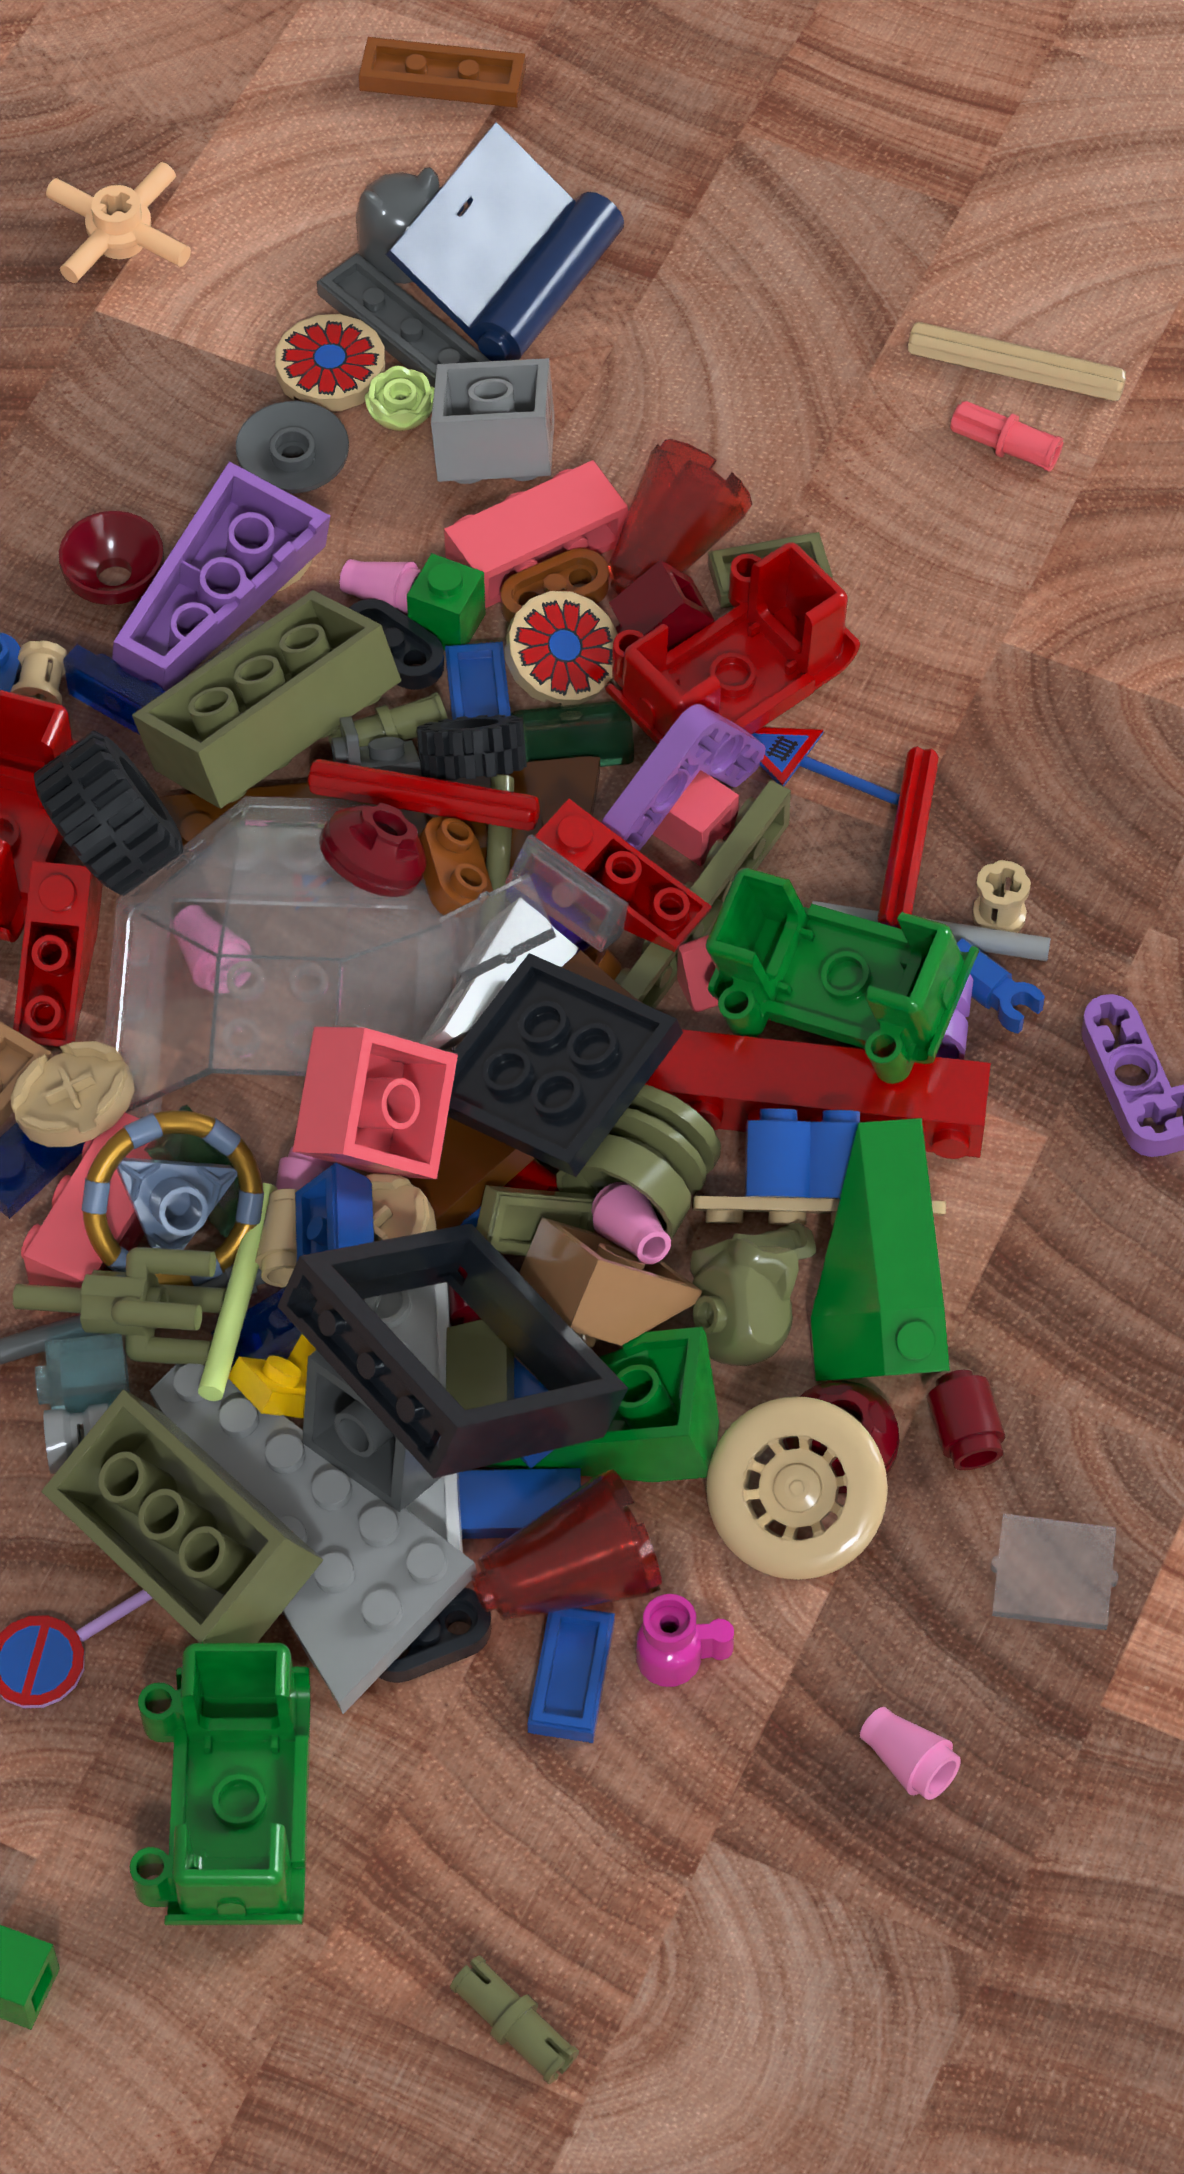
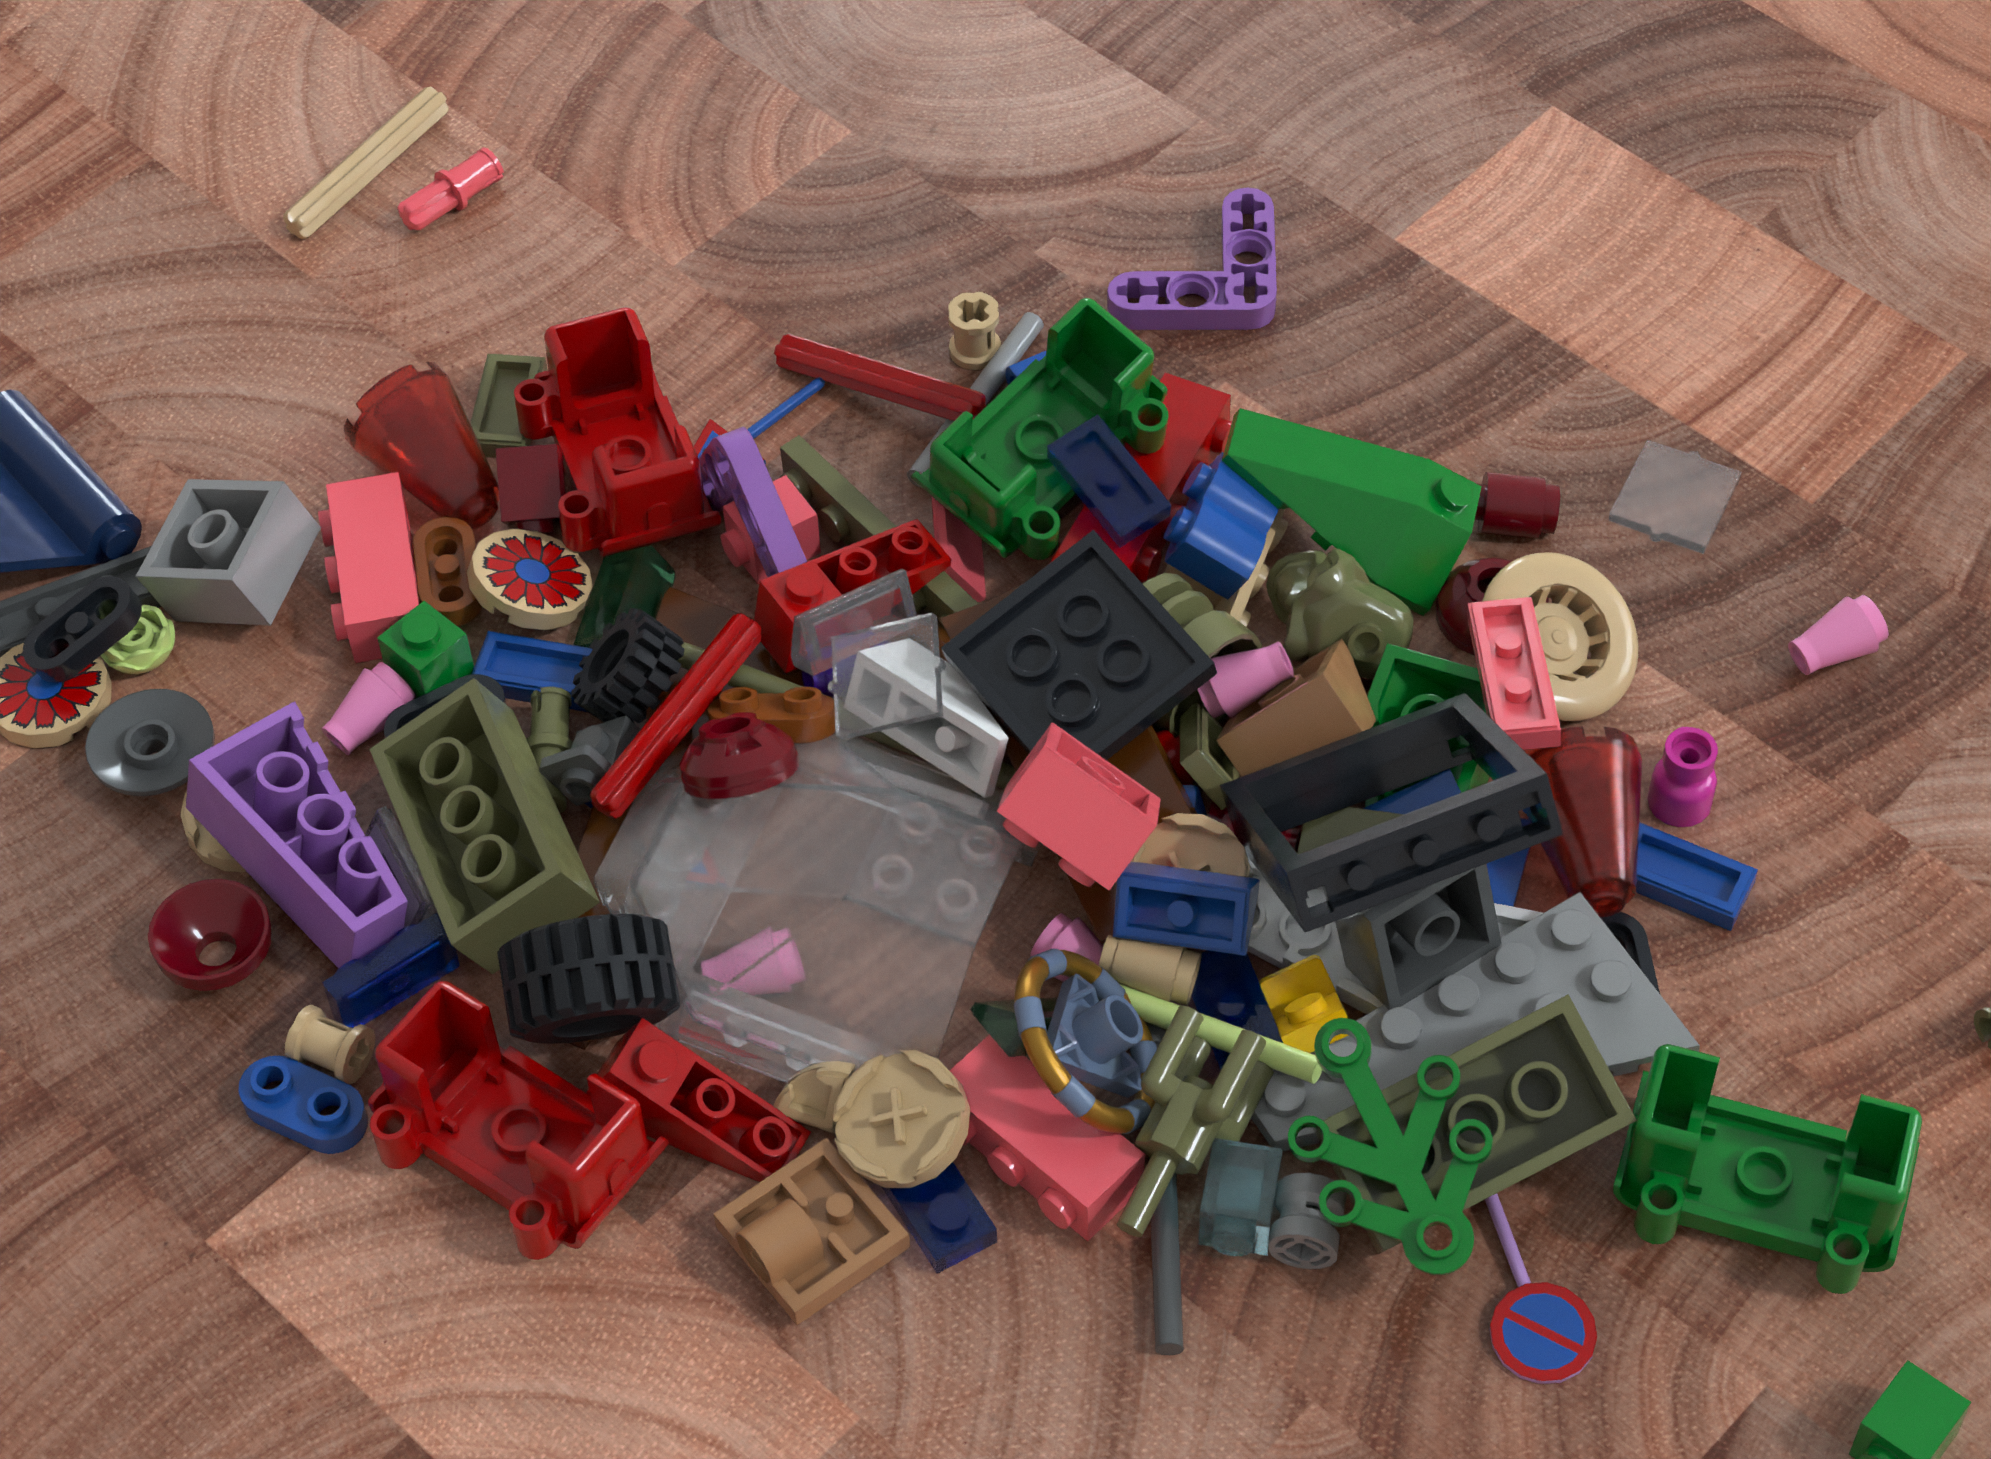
camera: 70 degrees left, 5 degrees down
(96, 1025) = (812, 1093): none -> tan tile
(110, 1456) = (1396, 1157): none -> green plant
(374, 352) = (82, 629): none -> black plate
(683, 1432) = (1514, 671): none -> coral tile
(807, 1042) = (1108, 480): none -> clear blue plate

